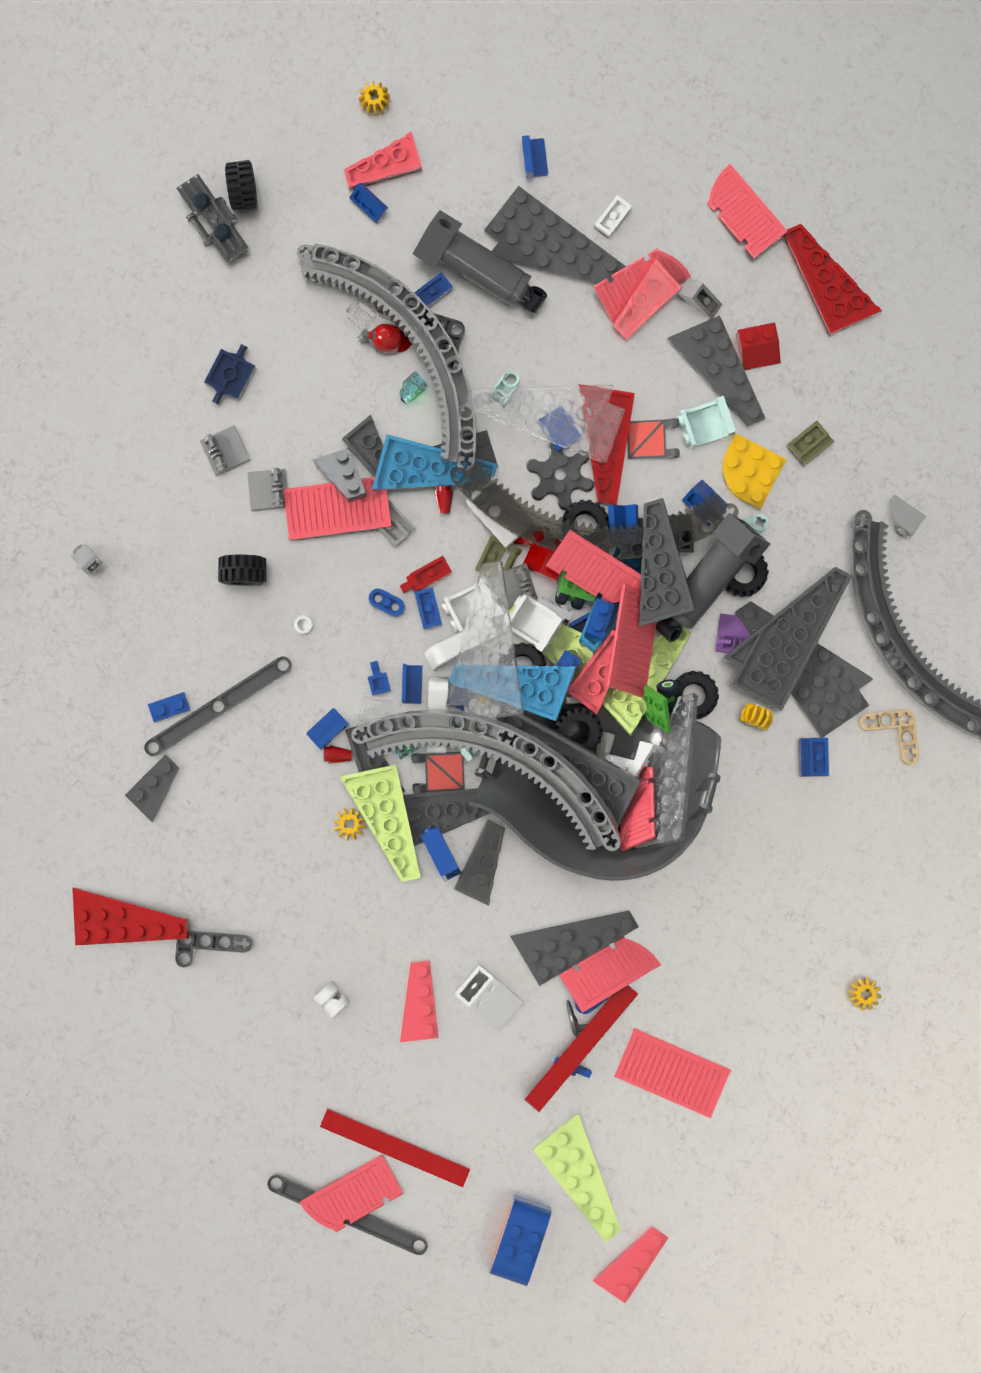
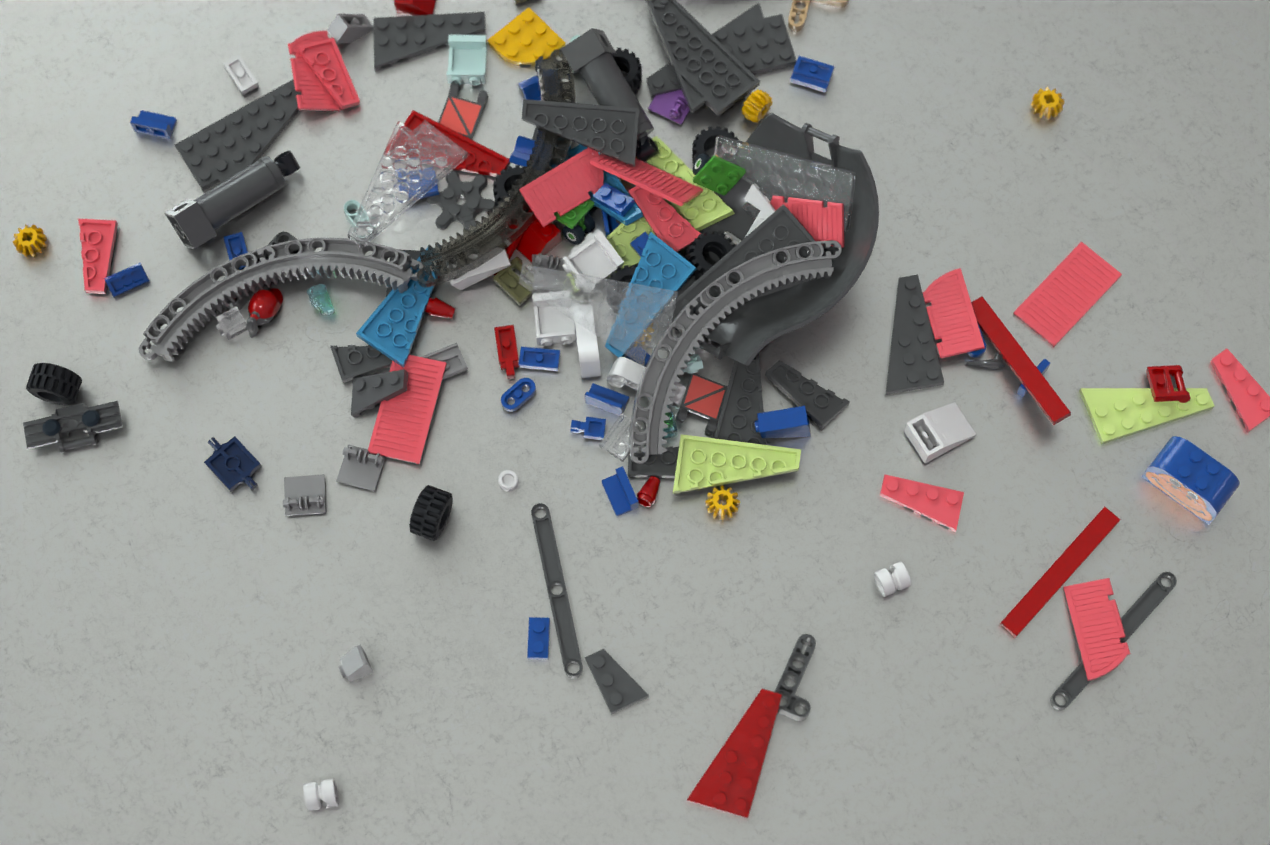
camera: 65 degrees left, 15 degrees down
(607, 1187) = (1162, 386): none -> red plate

